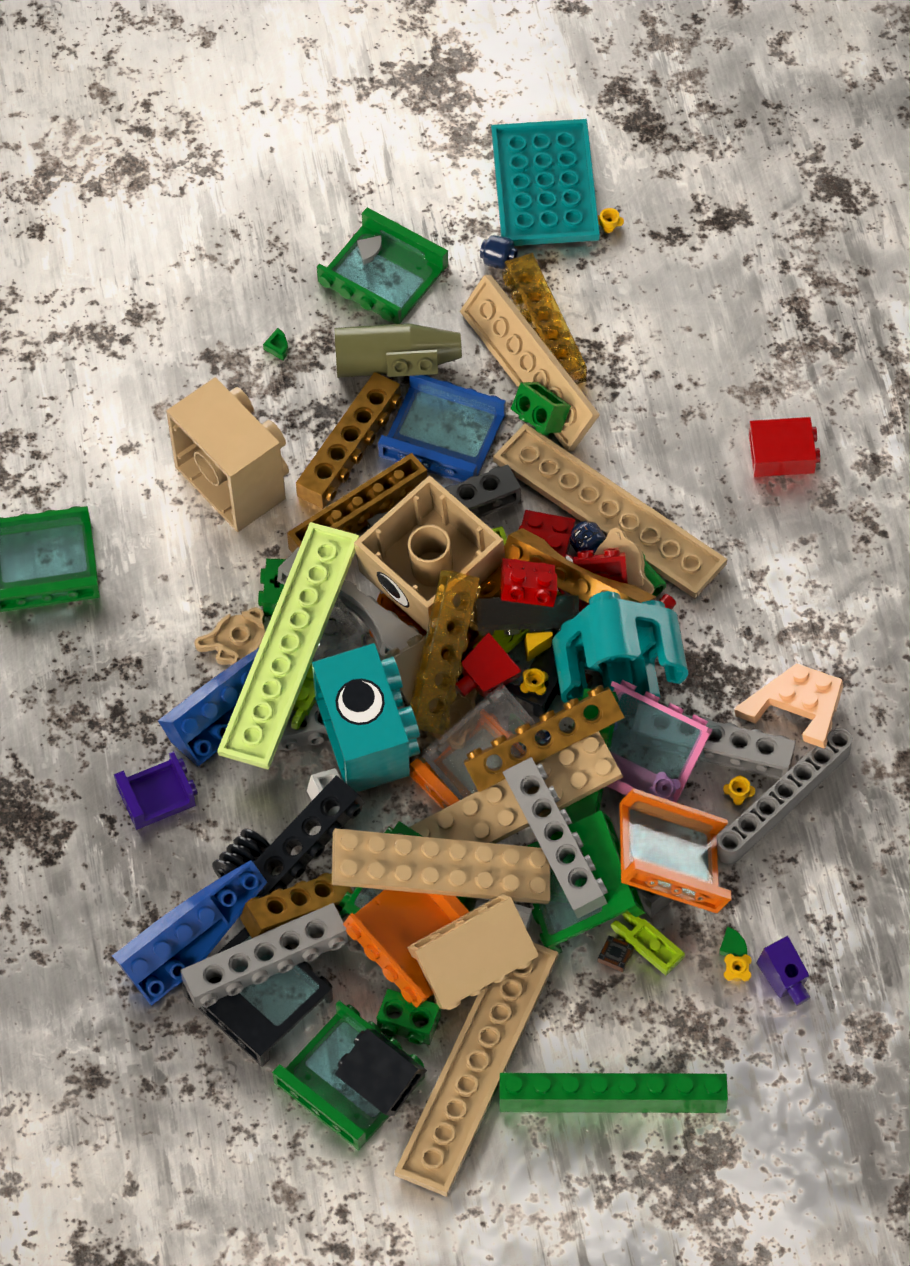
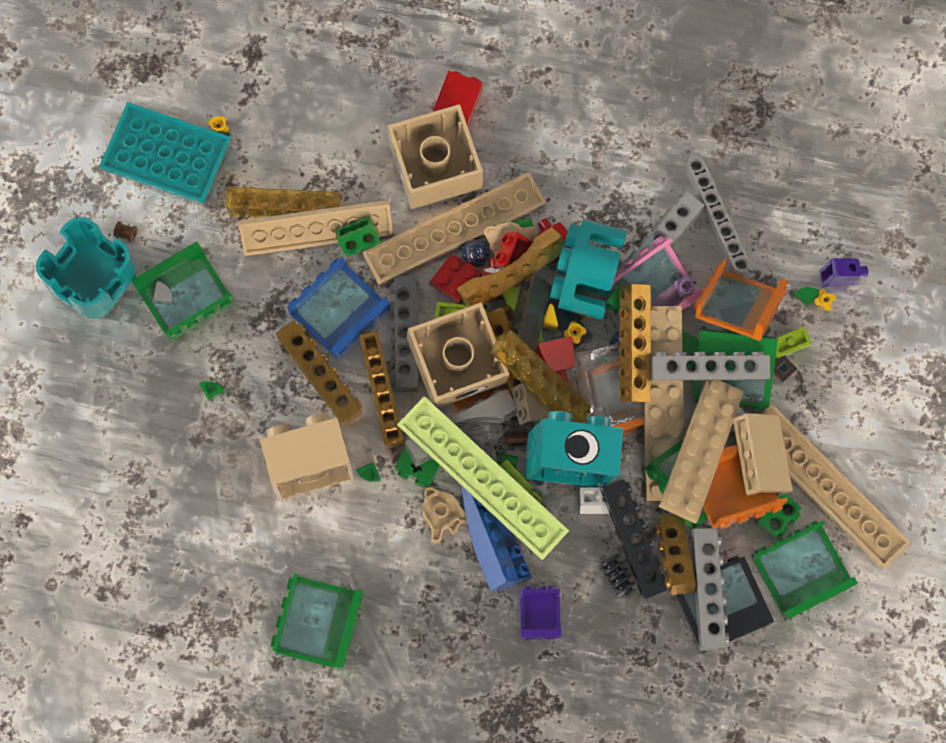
camera: 70 degrees left, 15 degrees up
(187, 932) = (664, 635): blue wedge -> none
(252, 543) = (369, 473): none -> green tile
(352, 162) = (88, 269): none -> teal piece
(379, 1071) = (816, 549): black brick -> none
(394, 350) = (265, 308): olive piece -> none
(428, 182) = (119, 228): none -> reddish brown bush
(497, 250) = (211, 208): dark blue head -> none
(528, 582) = (516, 301): red plate -> none
(613, 1092) = (883, 412): green brick -> none
(681, 439) = (435, 156): none -> tan brick
(742, 783) = (702, 237): yellow plate -> none
(802, 693) = (651, 170): light nougat wing -> none

